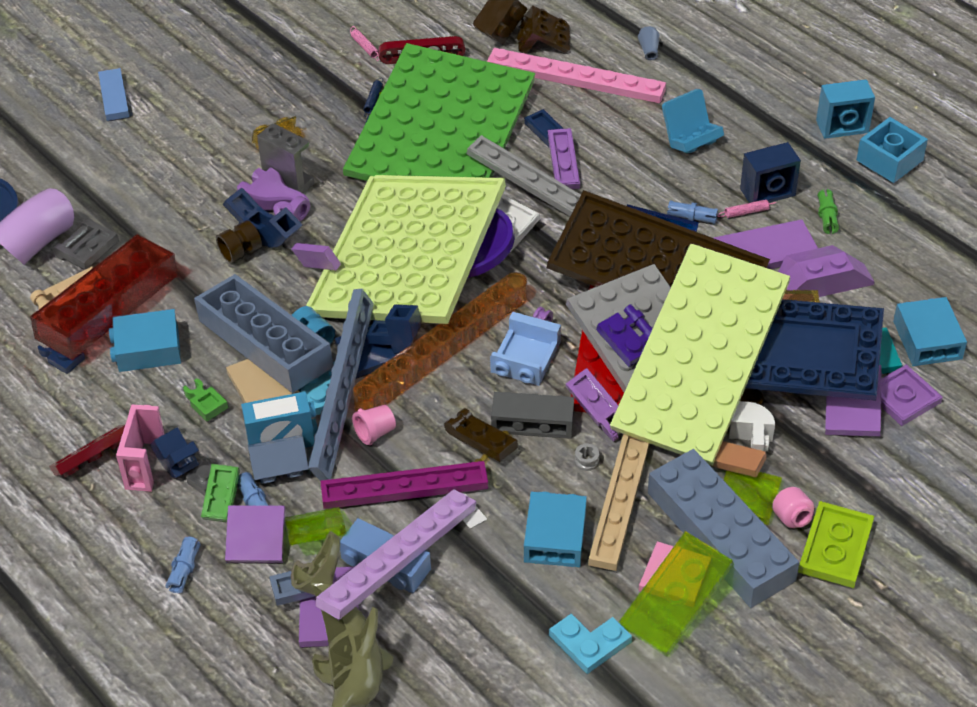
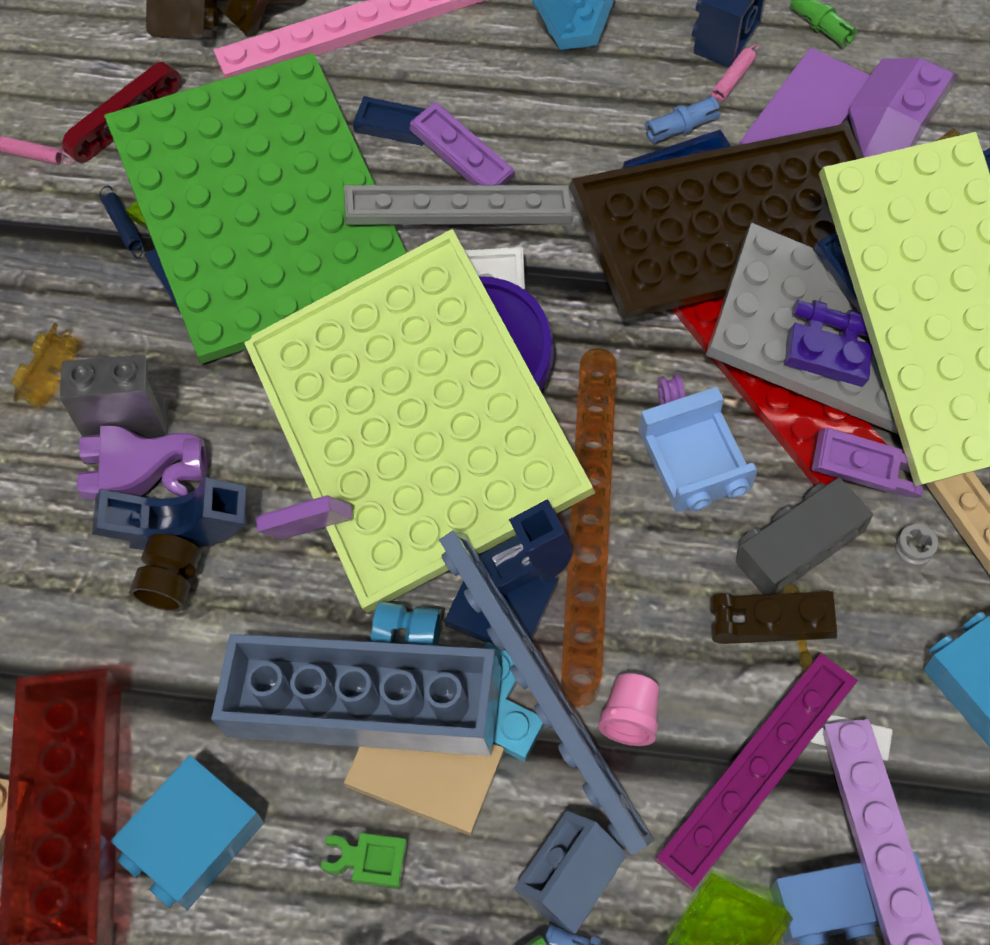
camera: 40 degrees left, 15 degrees up
(280, 419) = (526, 819): dark azure brick -> none

